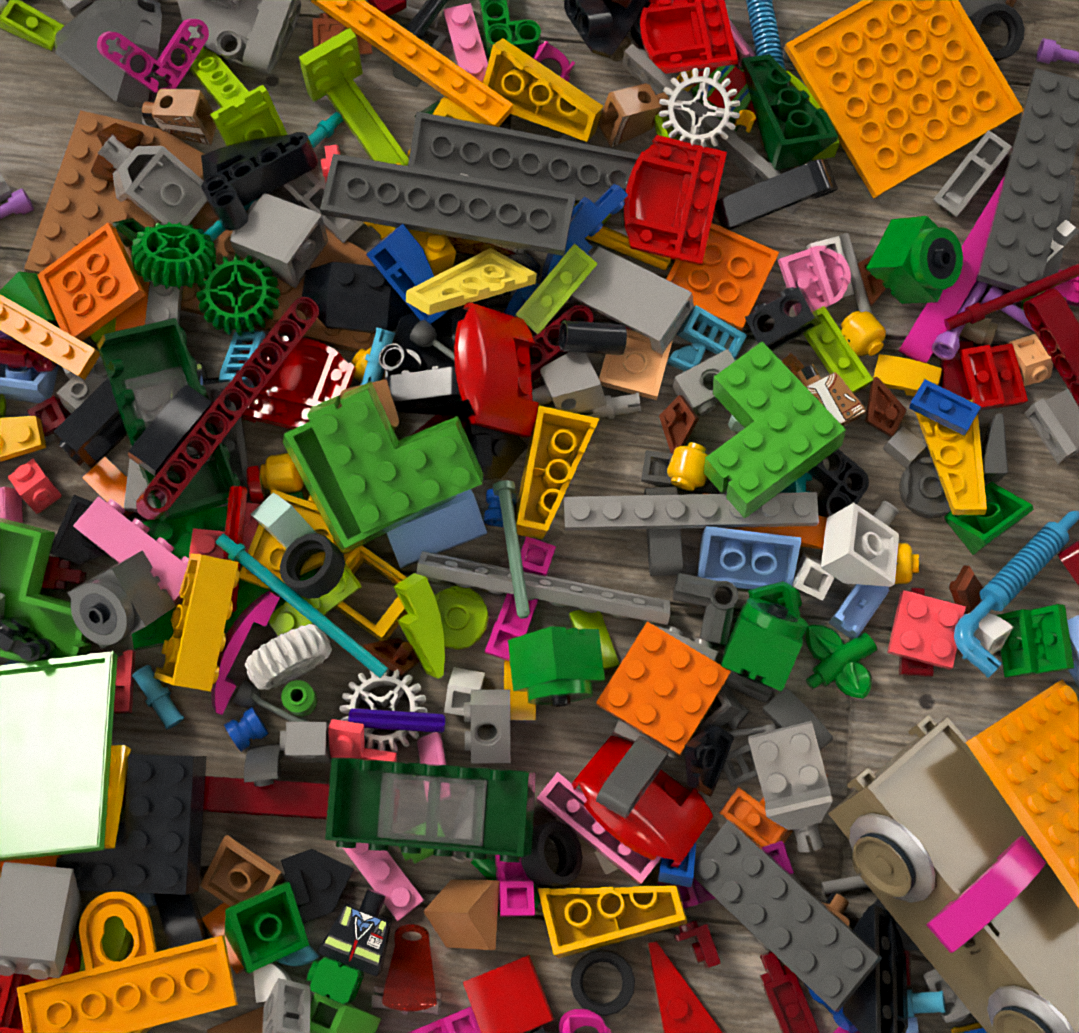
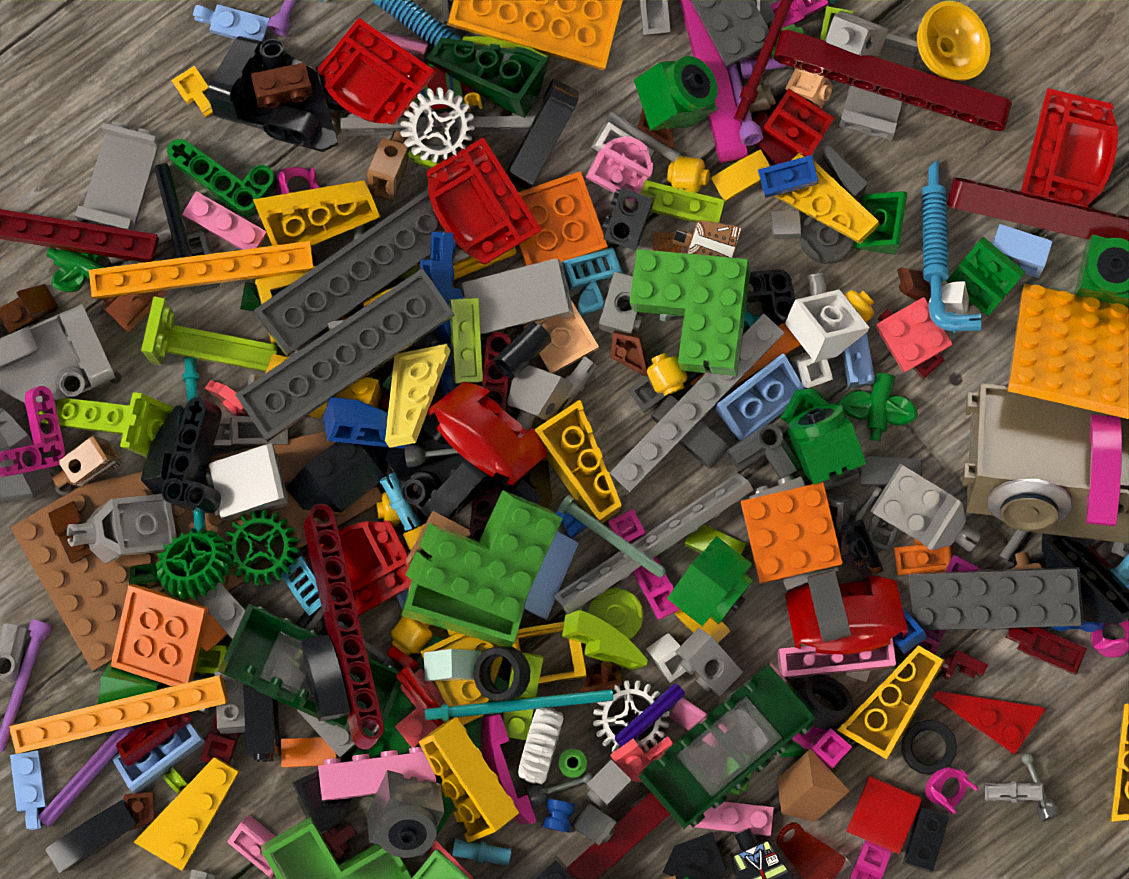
camera: 40 degrees left, 5 degrees up
(34, 486) = (257, 802): coral bracket -> none
(883, 408) = (749, 212): copper piece -> none

